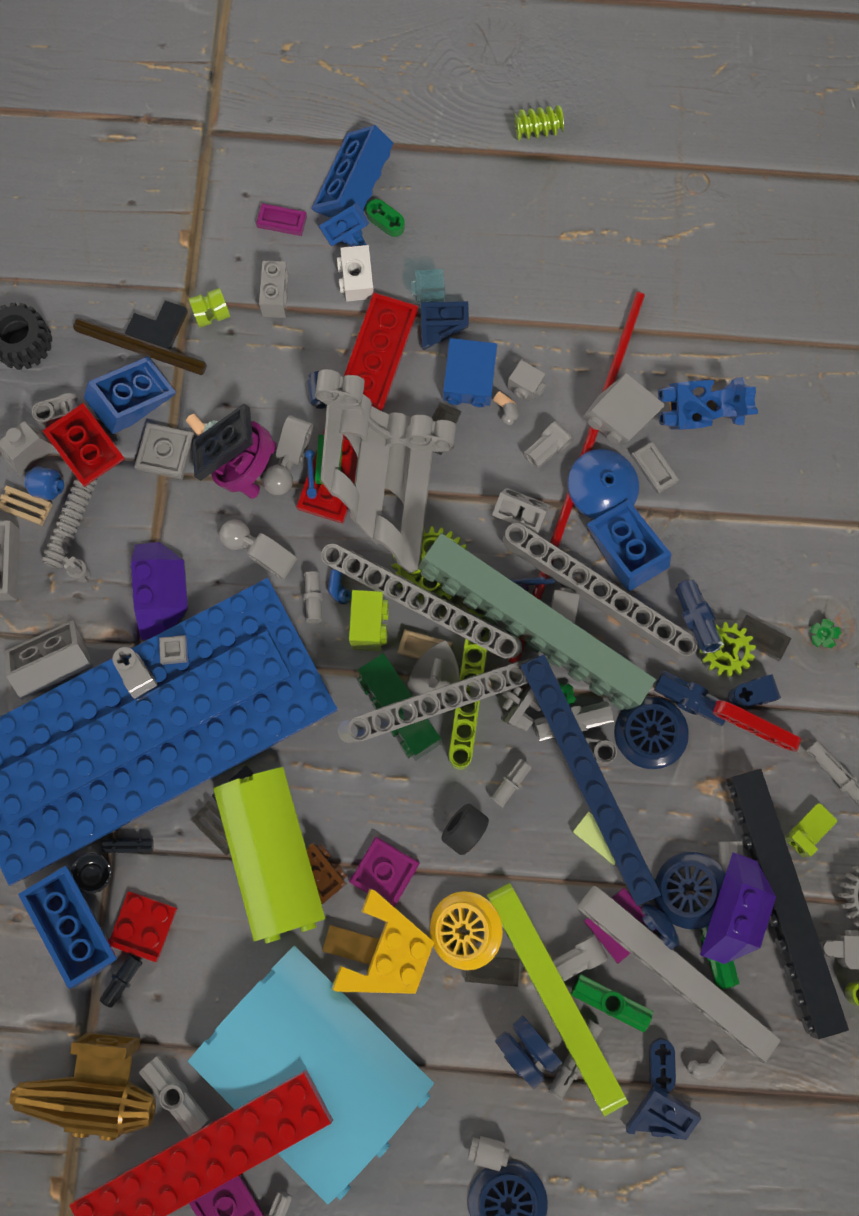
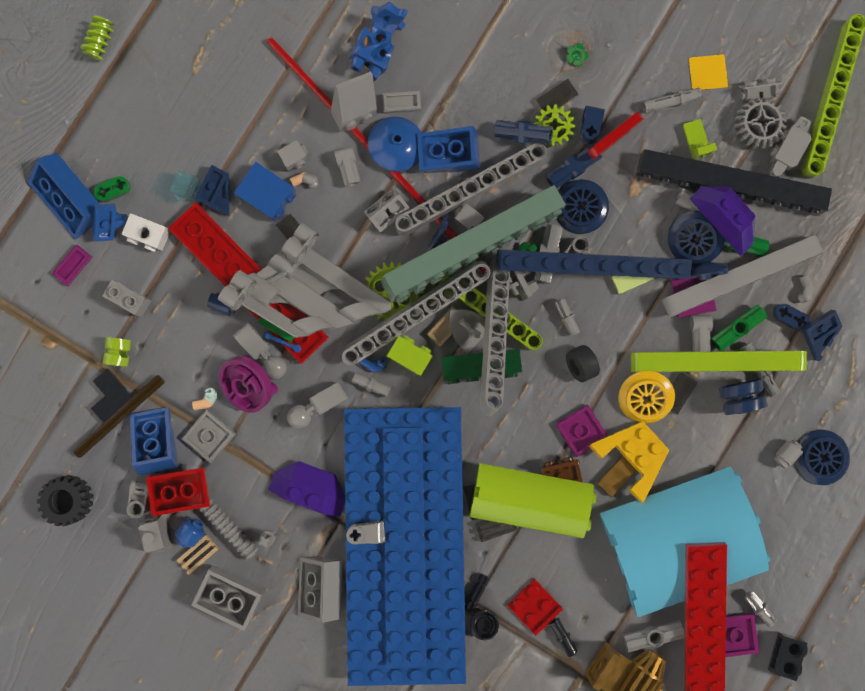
camera: 65 degrees left, 10 degrees up
(68, 927) = (513, 656): blue slope -> none
(173, 650) = (363, 498): light grey tile -> none
(222, 442) = (228, 392): black tile -> none

